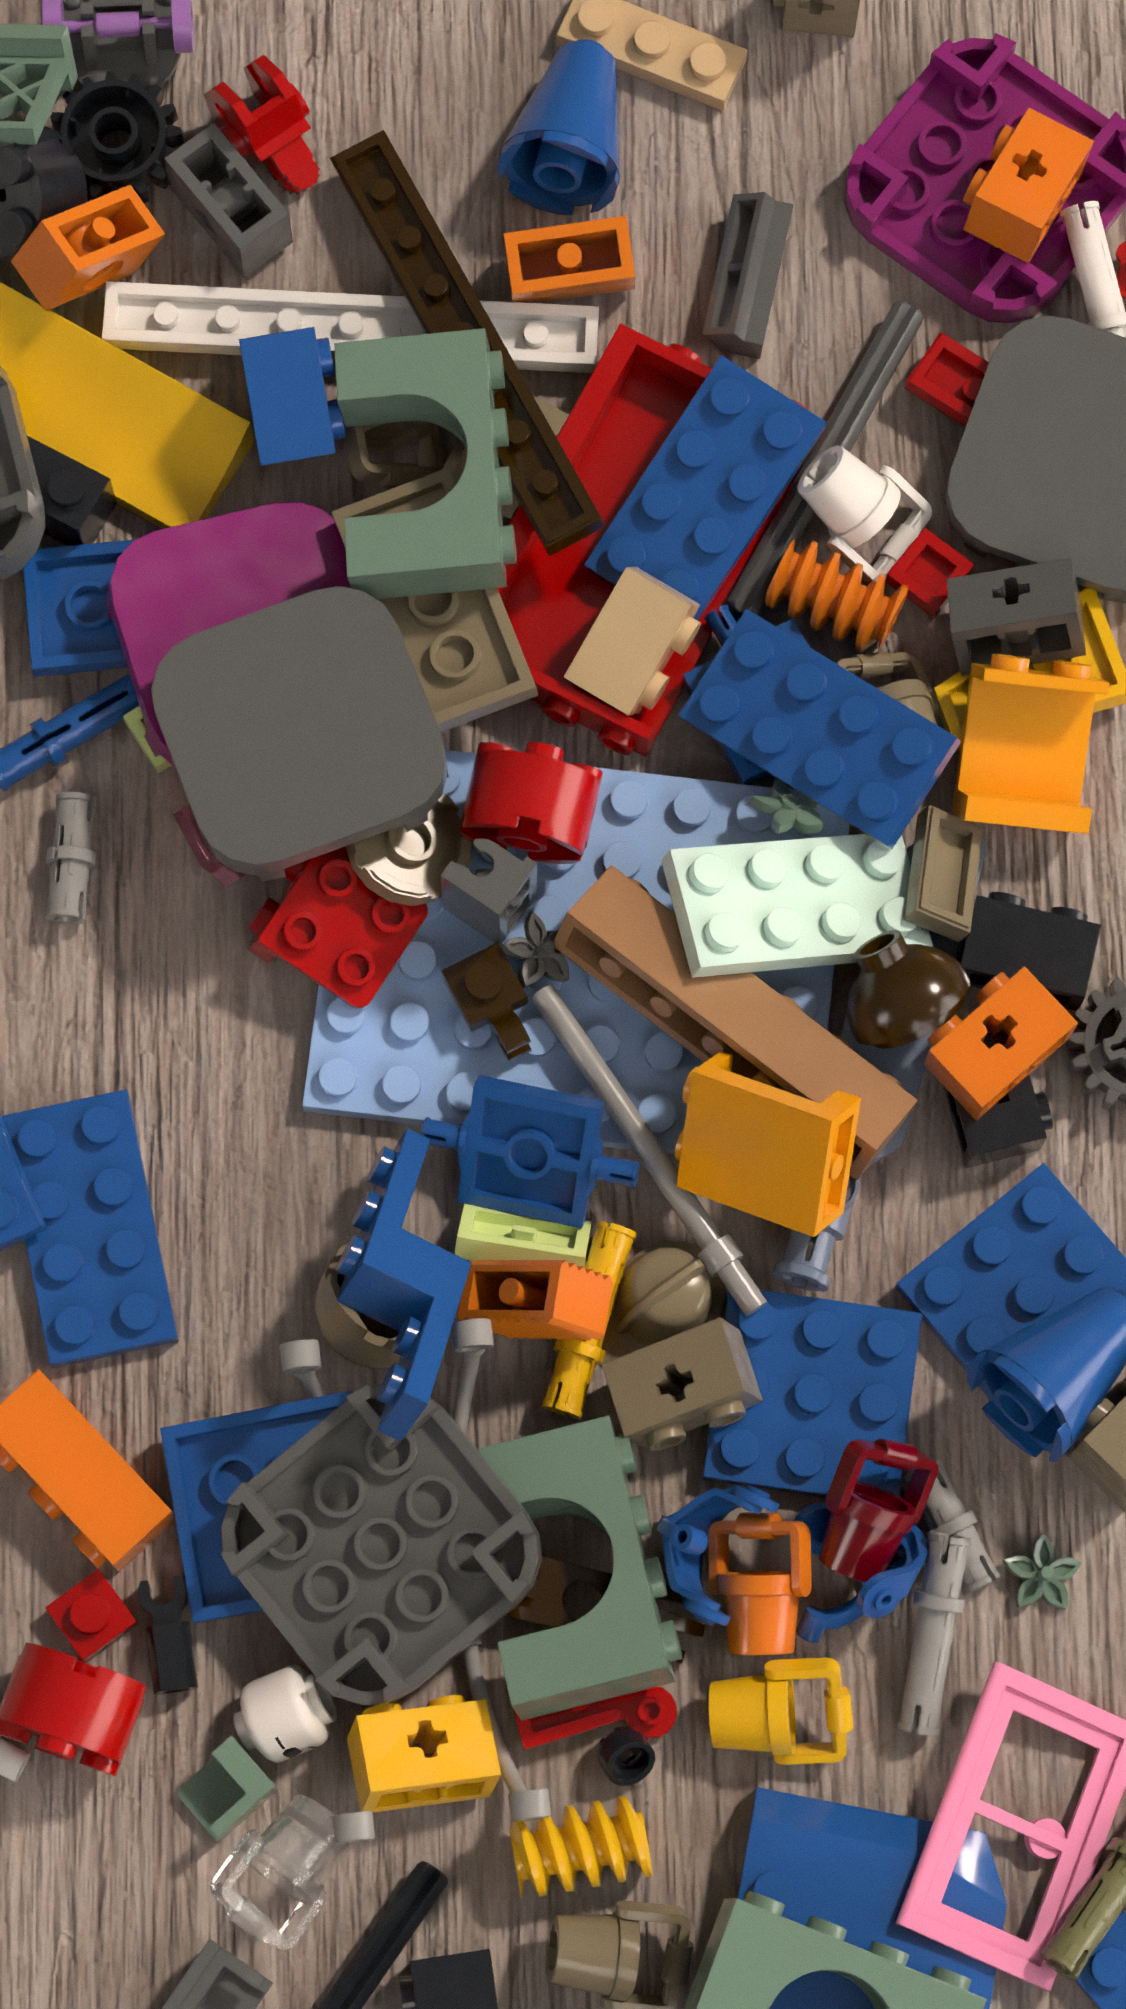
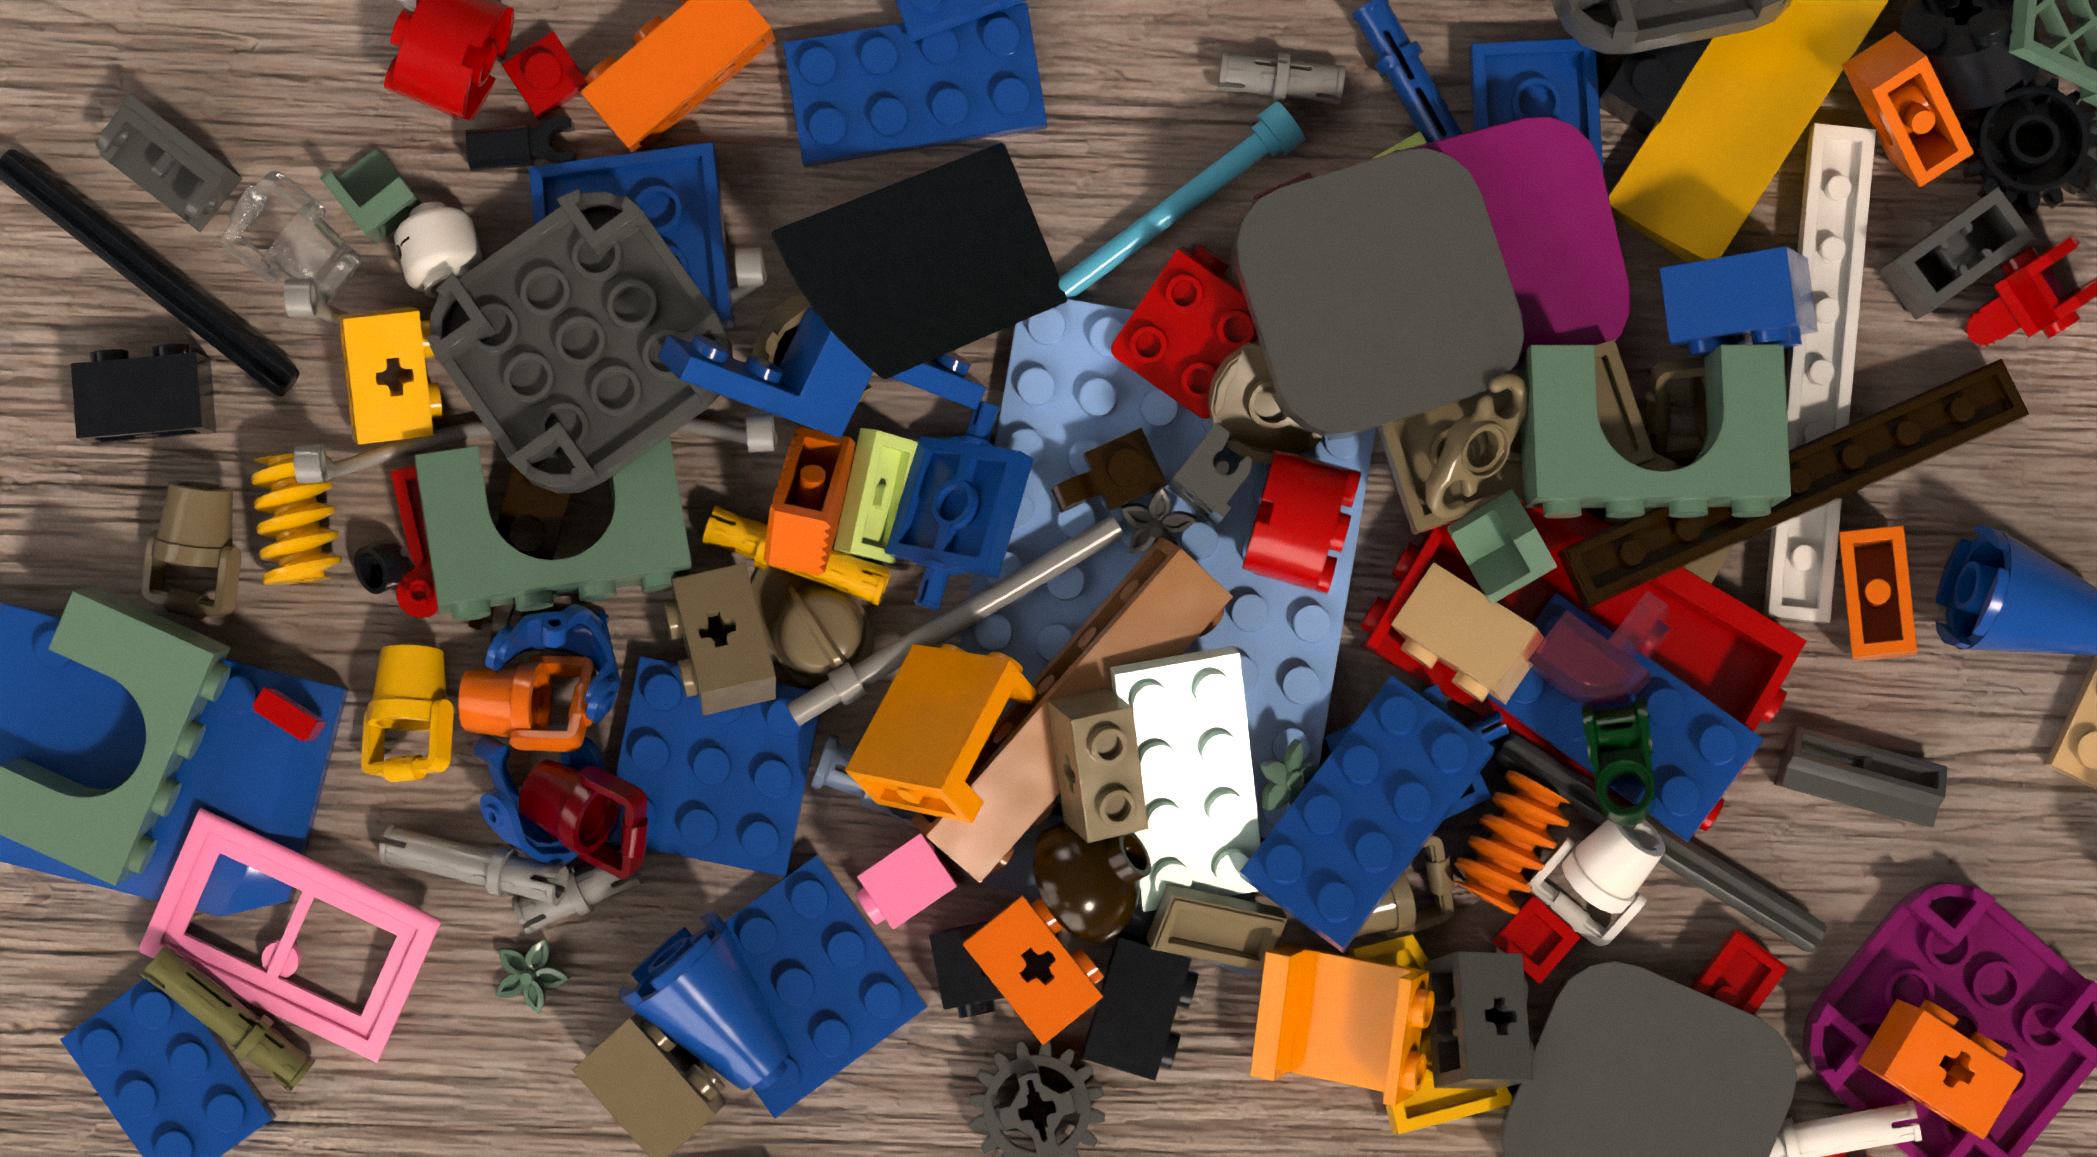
camera: 90 degrees right, 10 degrees up
(129, 862) = (1271, 135): none -> medium azure piece
(284, 1189) = (925, 262): none -> black sticker
(467, 647) = (1453, 461): none -> dark tan piece
(547, 604) = (1501, 546): none -> sand green panel
(662, 513) = (1599, 669): none -> clear pink brick
(747, 483) = (1619, 749): none -> dark green piece
(792, 980) = (1098, 765): none -> dark tan brick
(792, 1828) = (288, 714): none -> red tile
(919, 1180) = (905, 882): none -> bright pink brick

